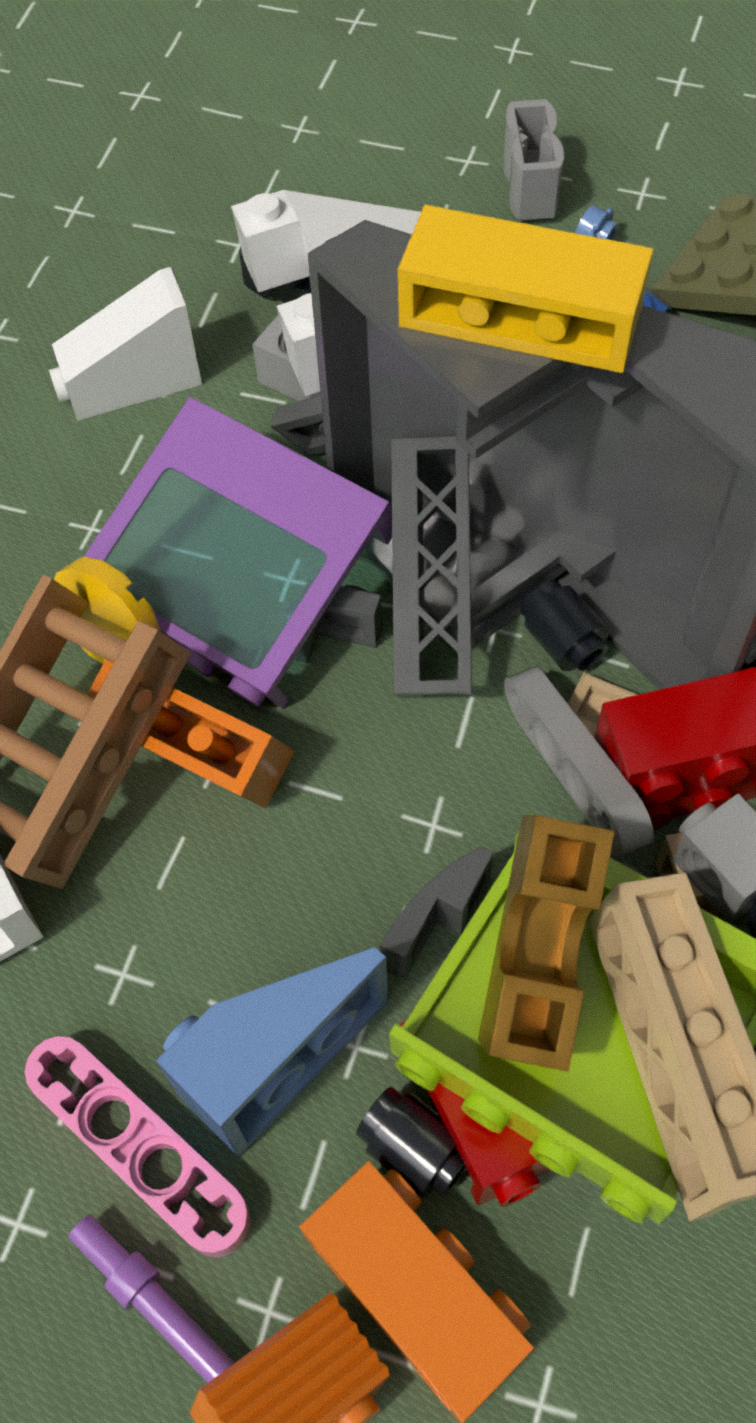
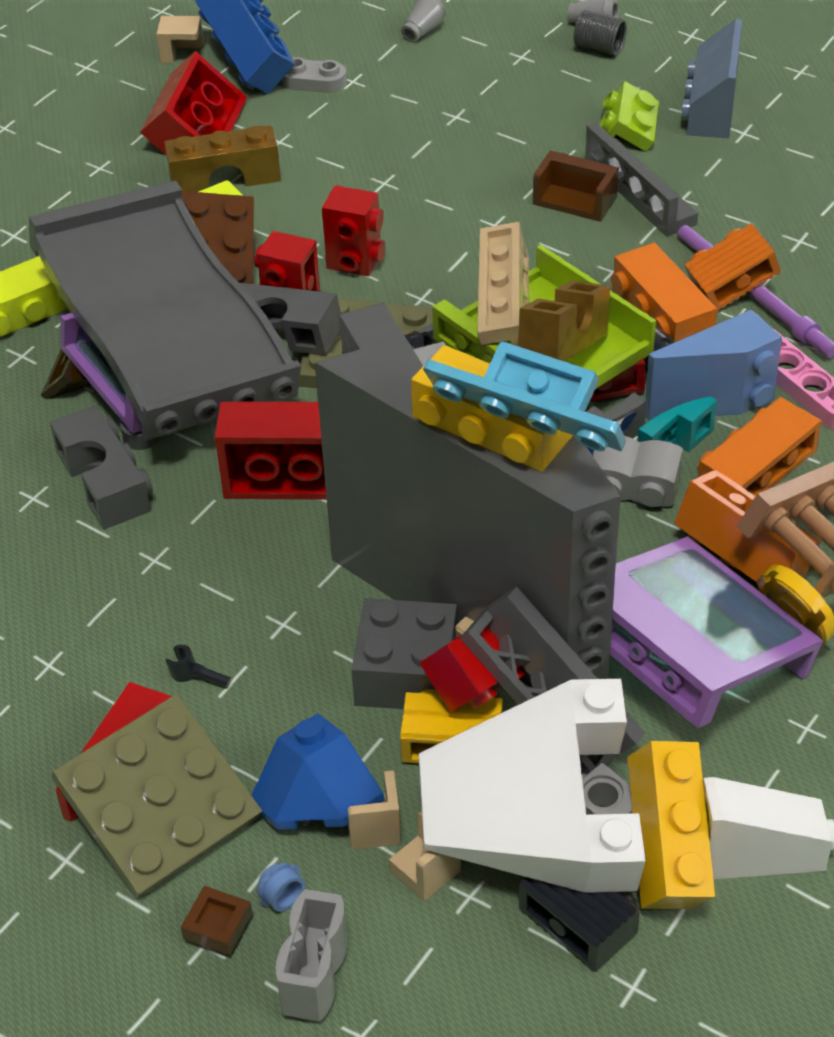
camera: 165 degrees left, 15 degrees down
(186, 914) = (766, 447): none -> orange brick
(221, 309) = (674, 825): none -> yellow brick
(313, 944) = (682, 425): none -> teal slope
(370, 834) = (643, 471): none -> light grey brick
(459, 191) = (535, 388): none -> medium azure bracket
(639, 190) = (216, 920): none -> reddish brown plate

